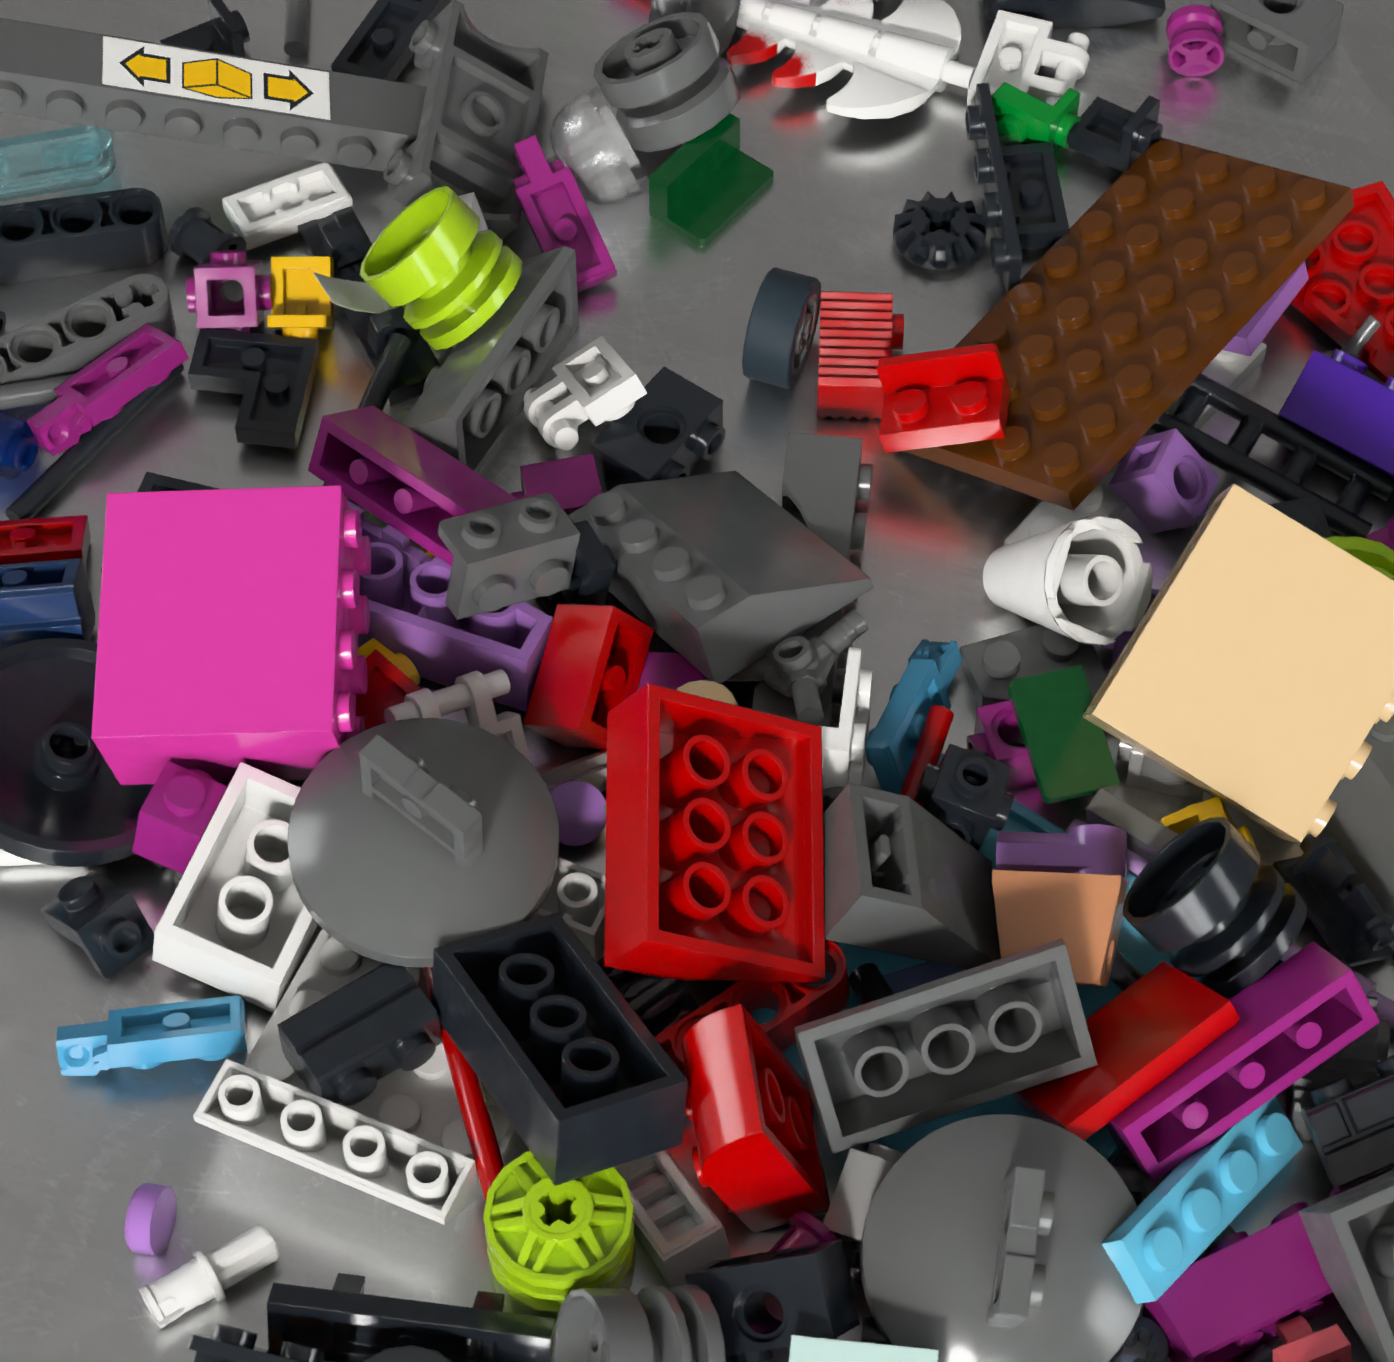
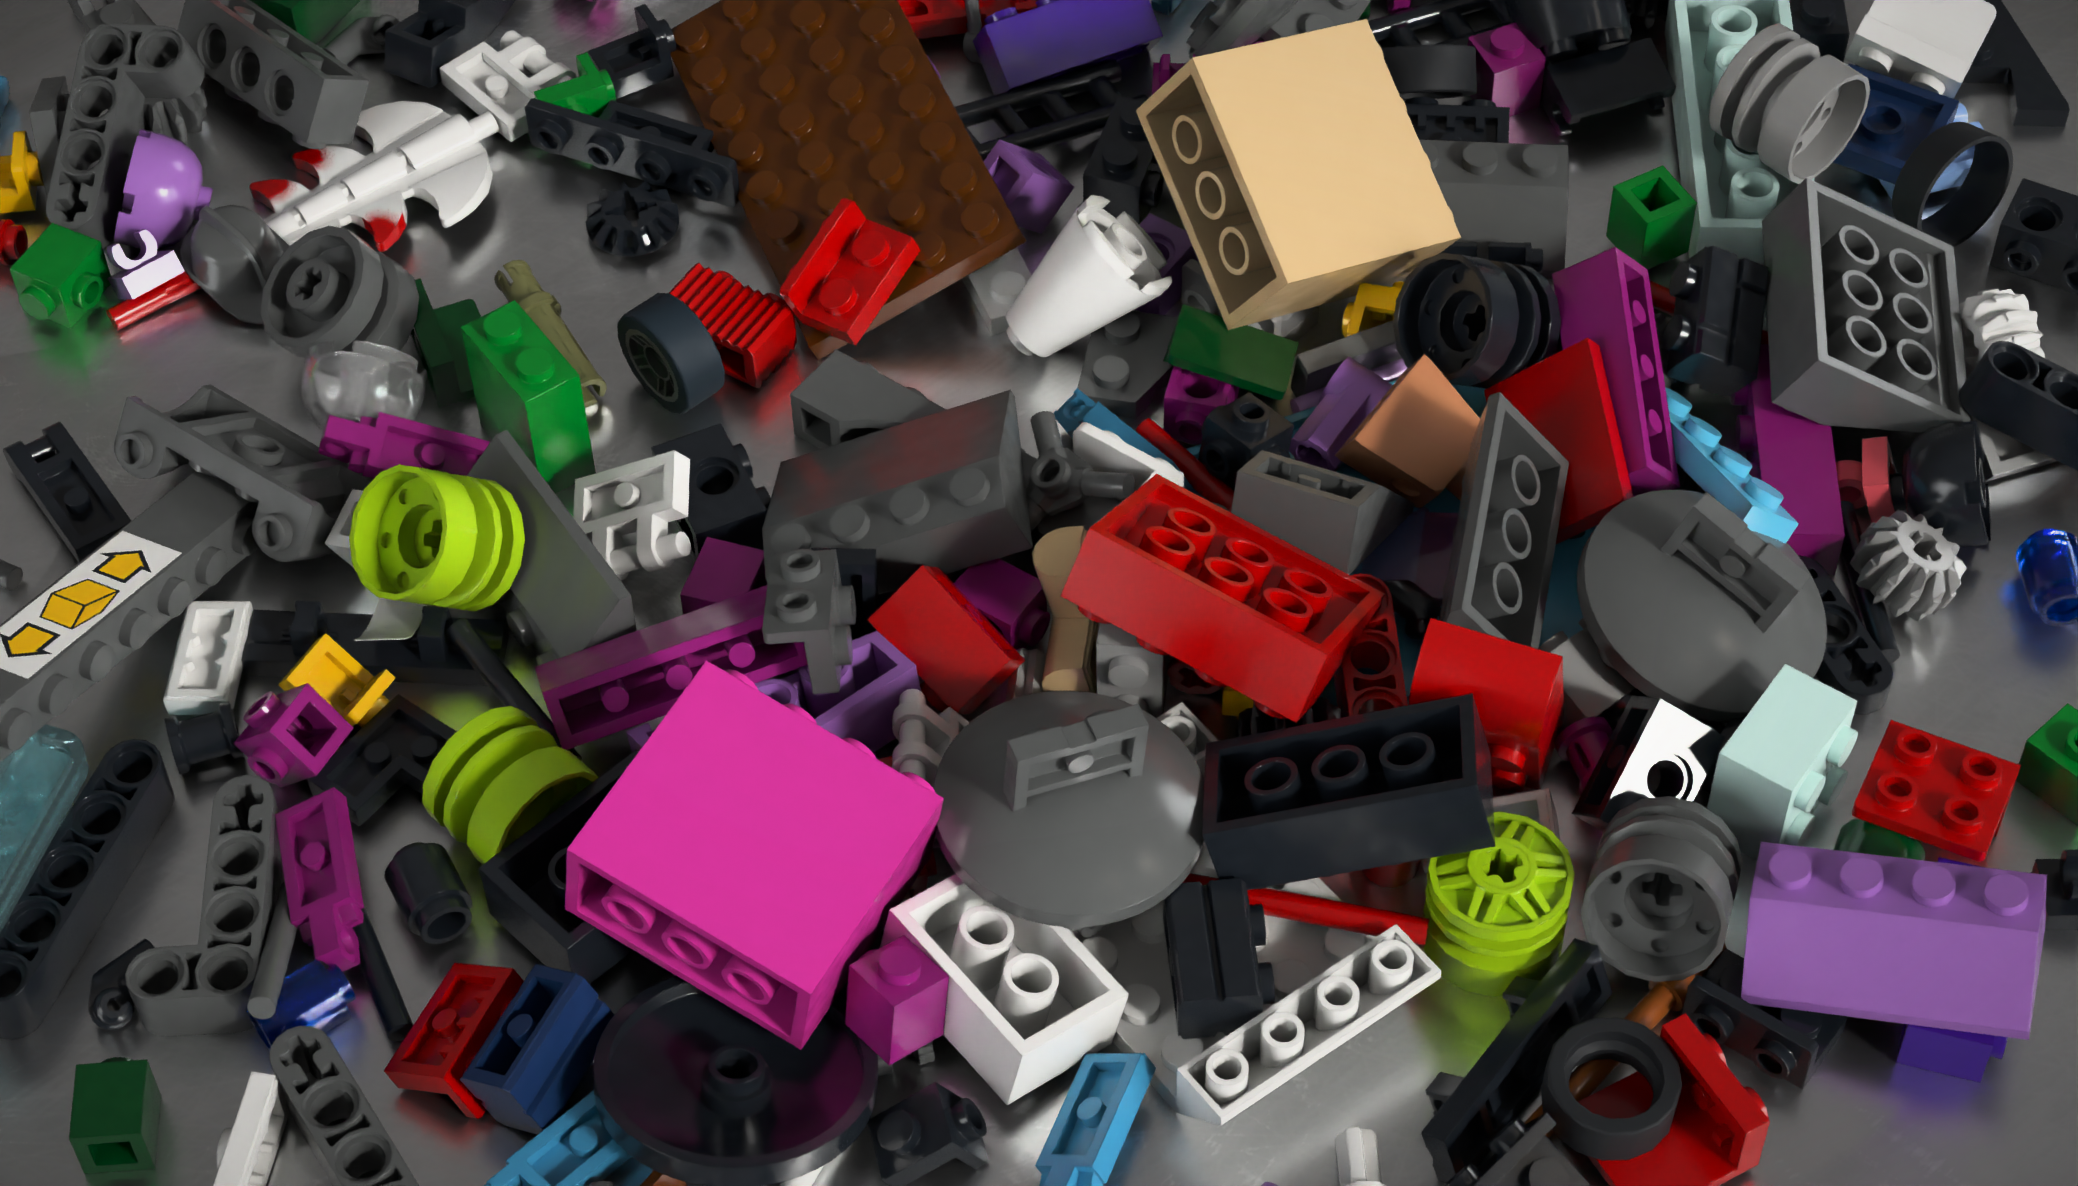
camera: 60 degrees left, 5 degrees down
(146, 448) = (429, 892): none -> black brick
(246, 439) = (500, 780): none -> lime wheel
(649, 255) = (531, 392): none -> green brick
(778, 224) = (546, 313): none -> olive pin

